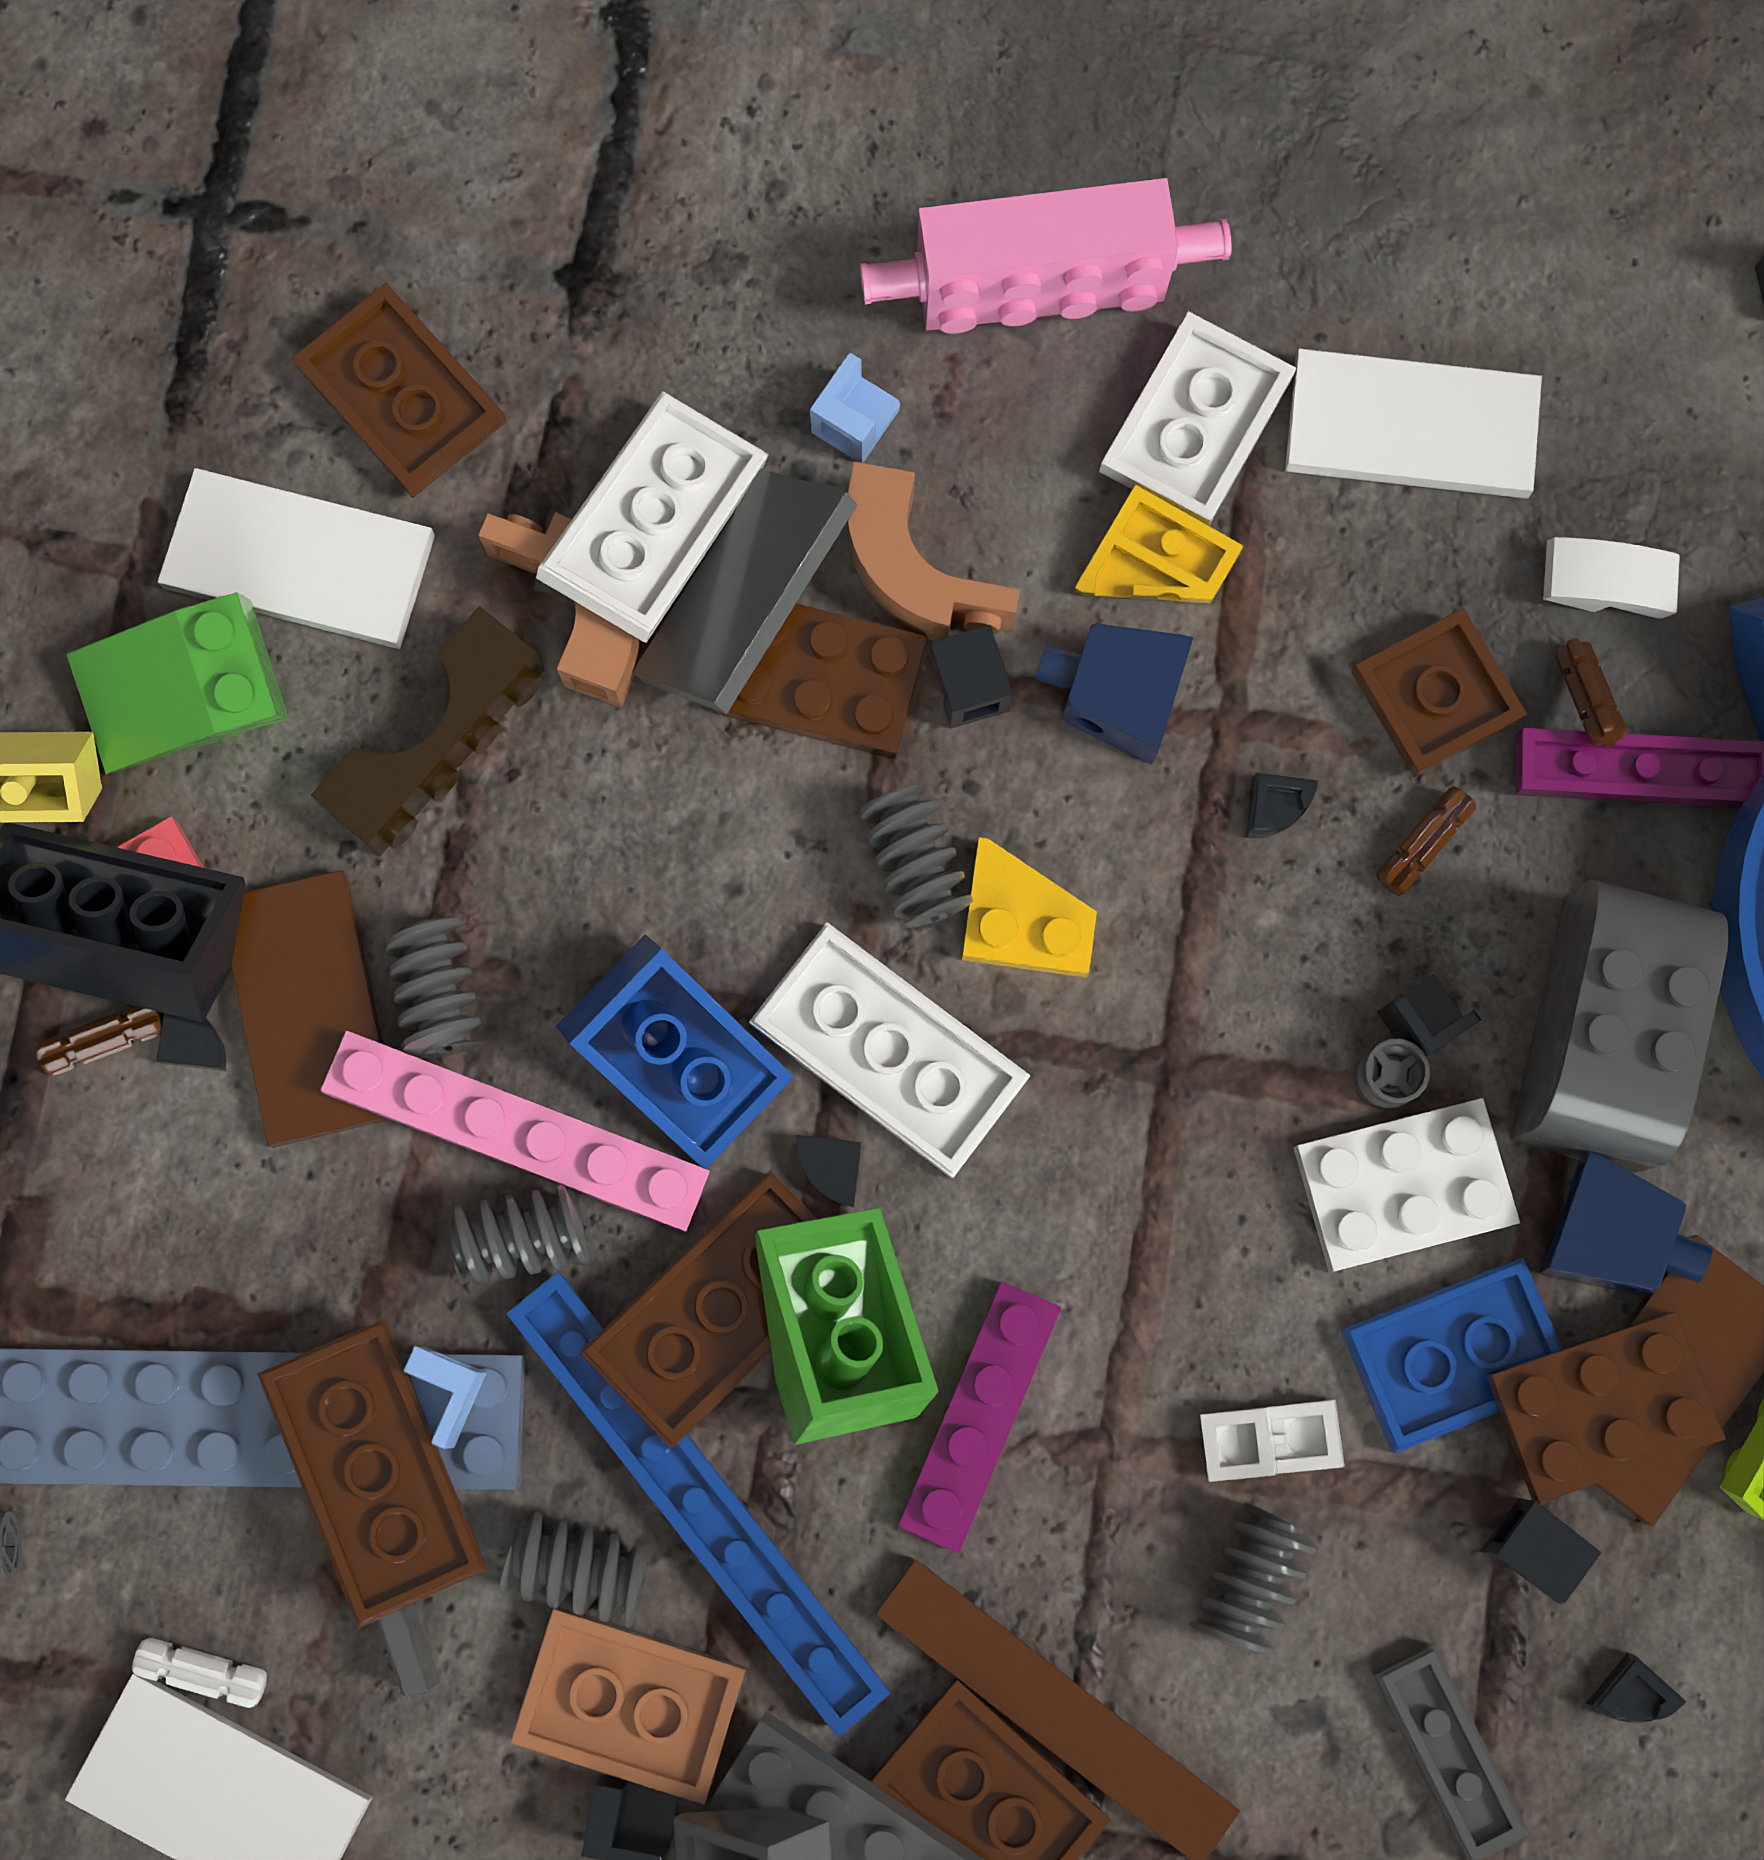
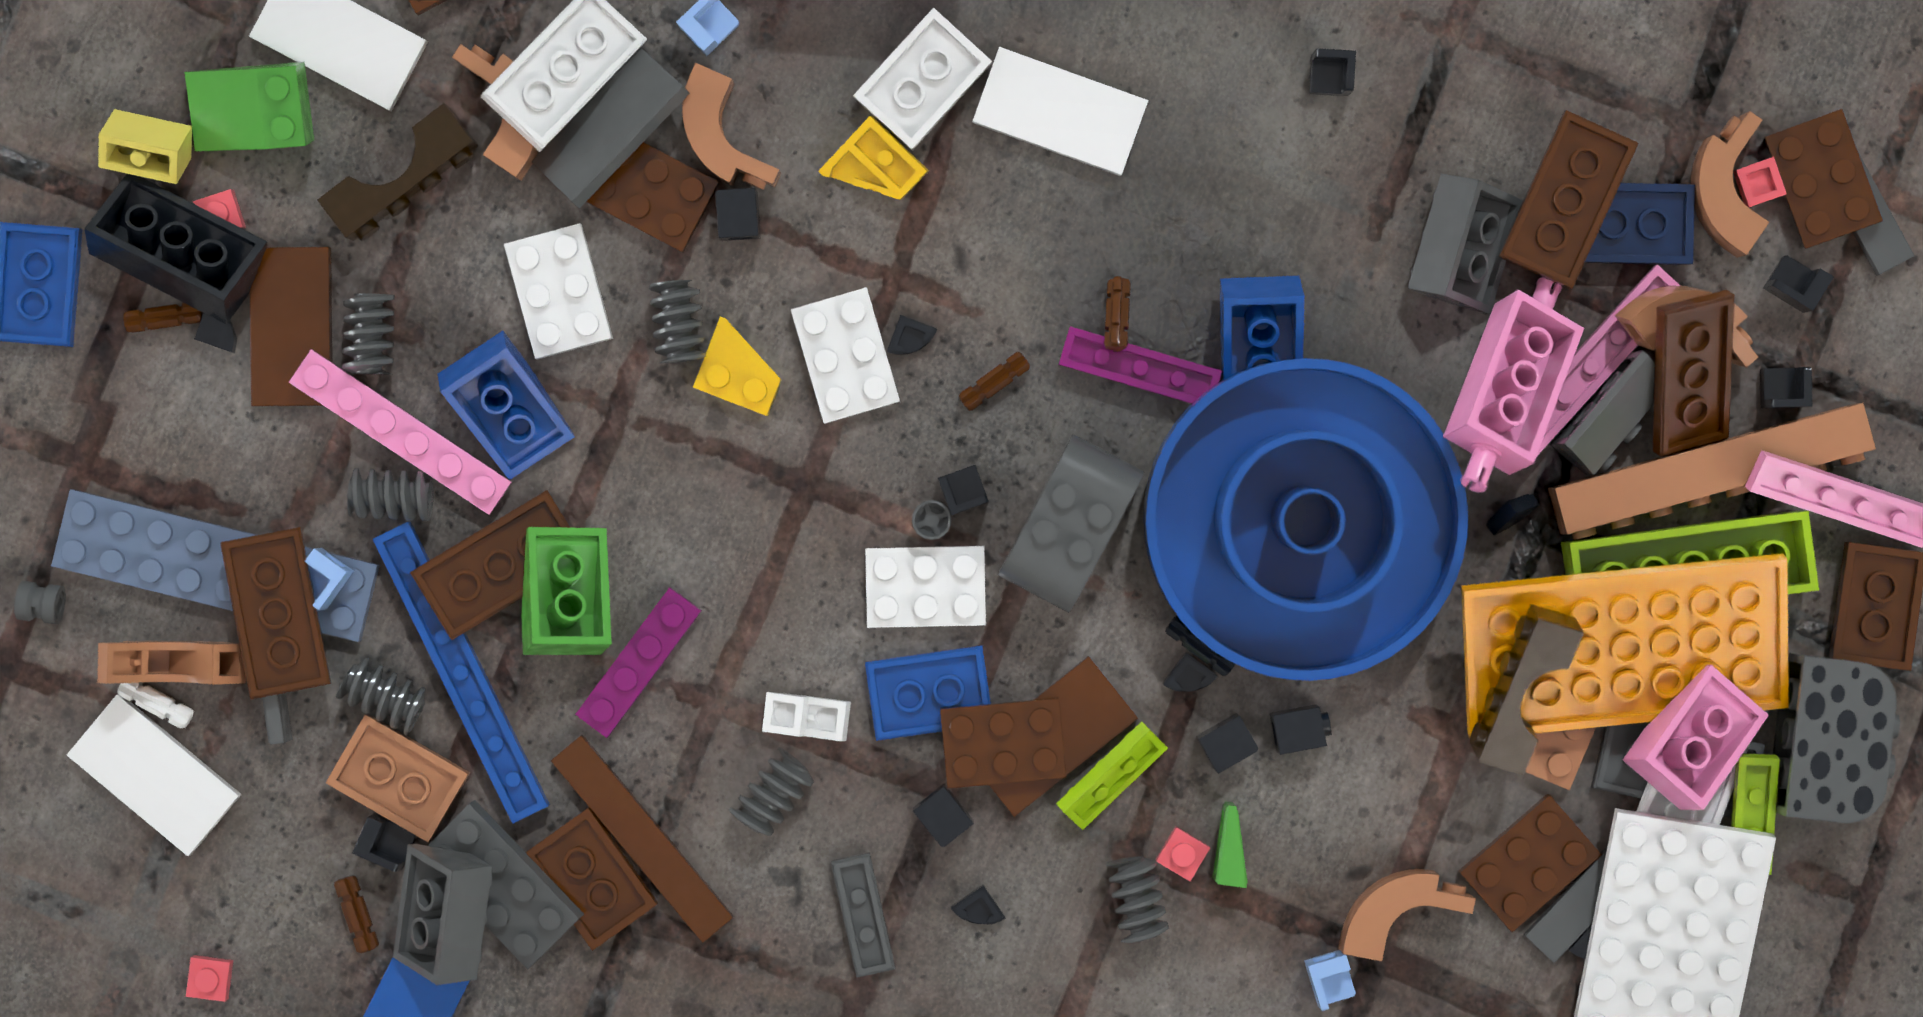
camera: 20 degrees right, 10 degrees up
(210, 1598) = (170, 662): none -> nougat arch
(717, 858) = (558, 291): none -> white plate
(831, 1167) = (584, 496): black tile -> none
(889, 1050) = (636, 433): white tile -> none
(1120, 685) = (829, 240): dark blue torso -> none
(1186, 855) = (845, 355): none -> white plate
(1438, 692) = (1026, 290): reddish brown plate -> none
(1612, 574) = (1155, 241): white slope -> none
(1621, 1232) = (1041, 645): dark blue torso -> none

